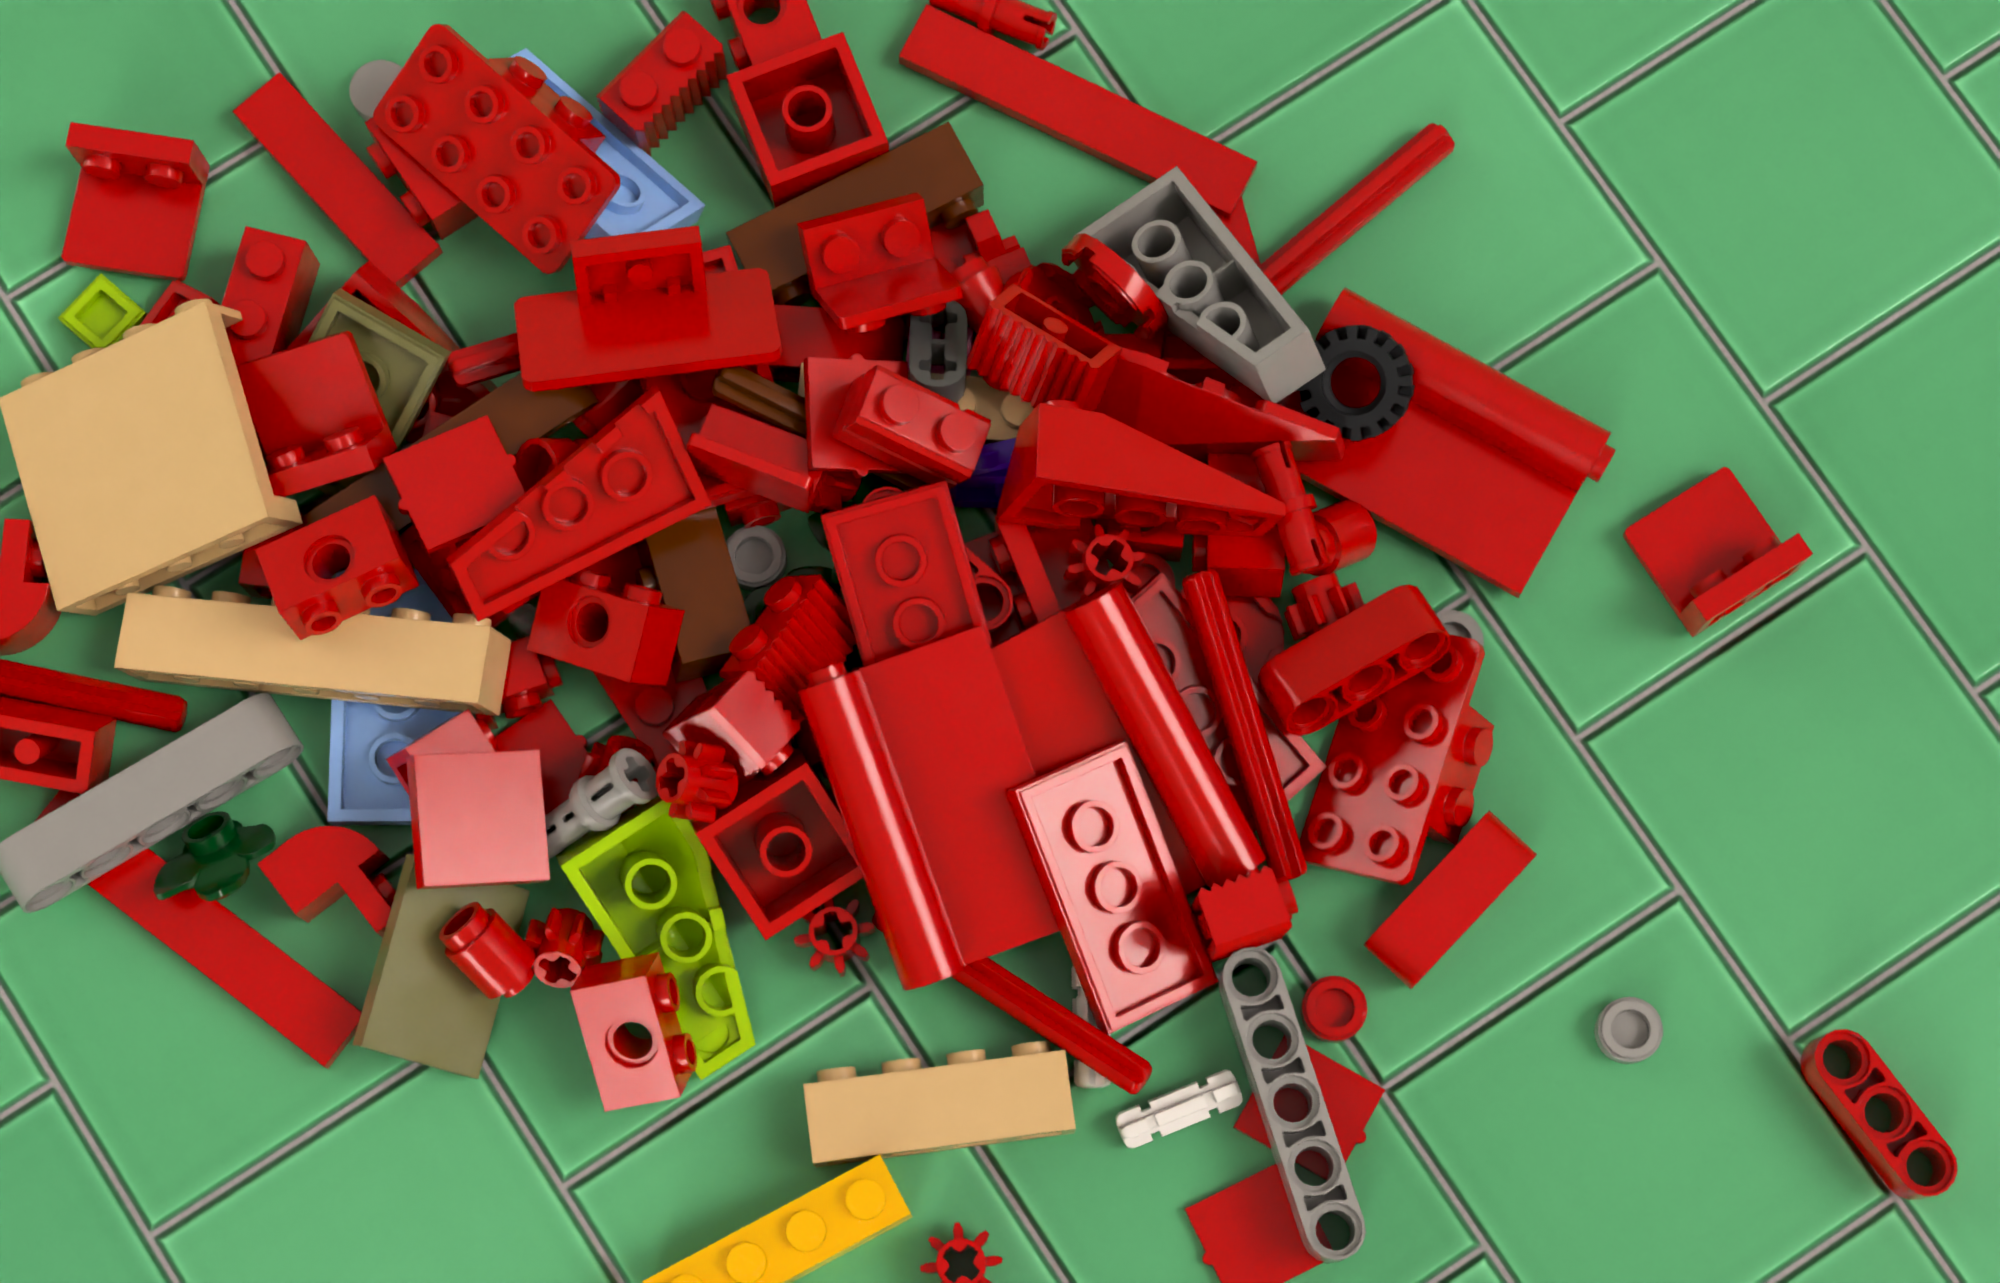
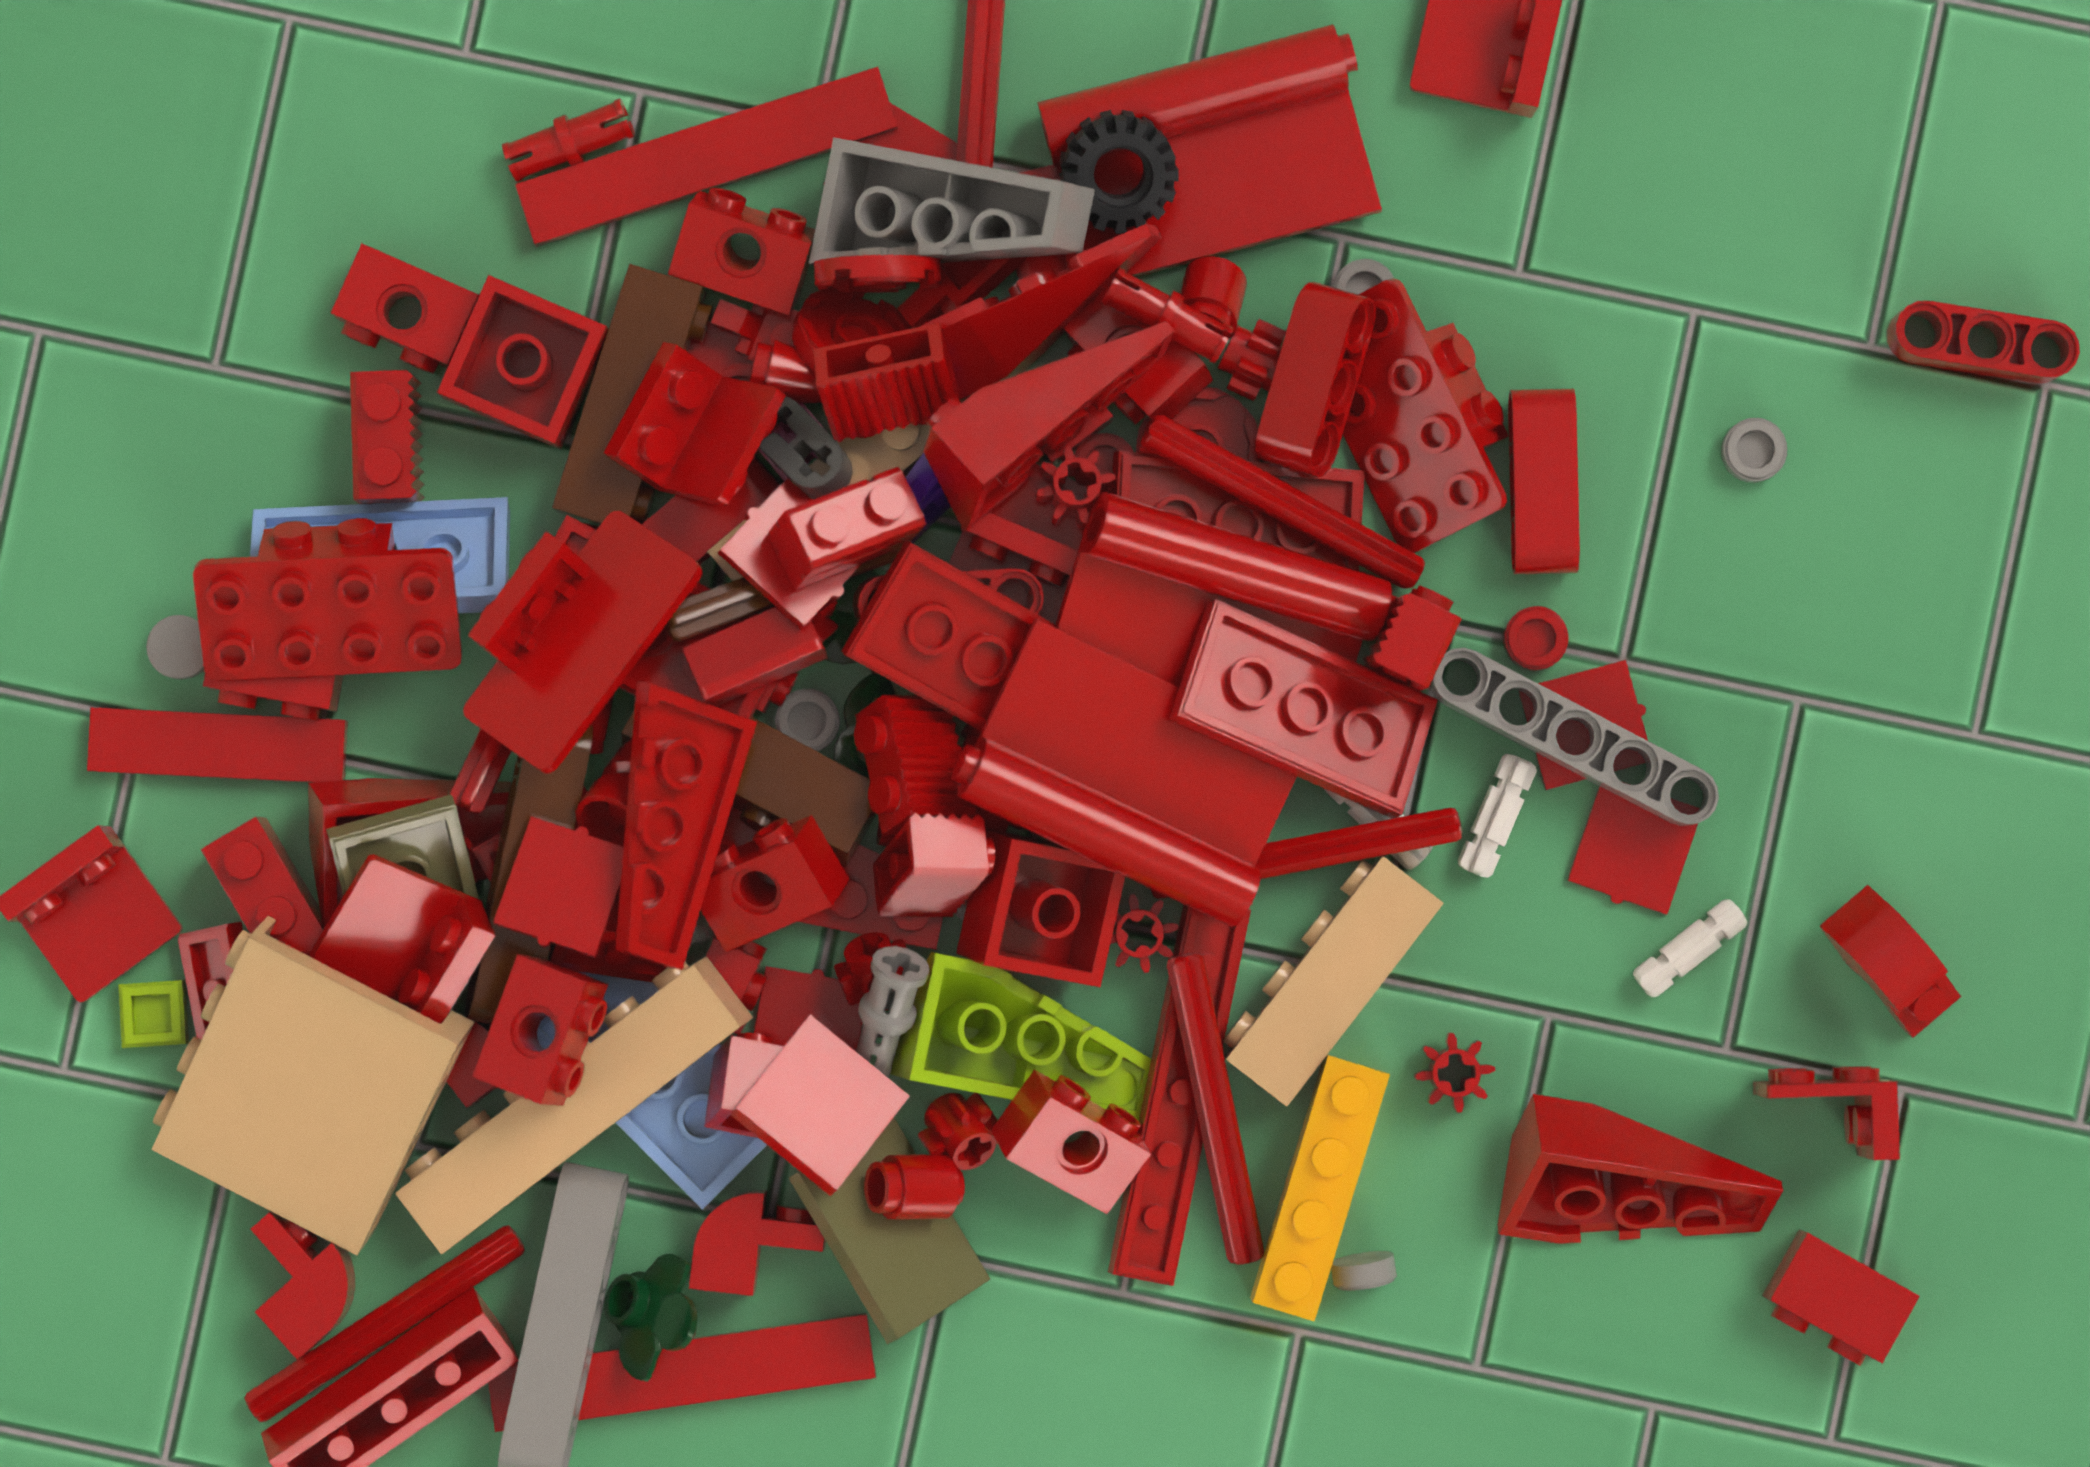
camera: 45 degrees left, 10 degrees up
(697, 781) = (949, 928): red gear -> none
(744, 1082) = (1161, 1193): none -> red tile
(761, 1115) = (1215, 1108): none -> red axle
(1009, 170) = (707, 257): none -> red brick

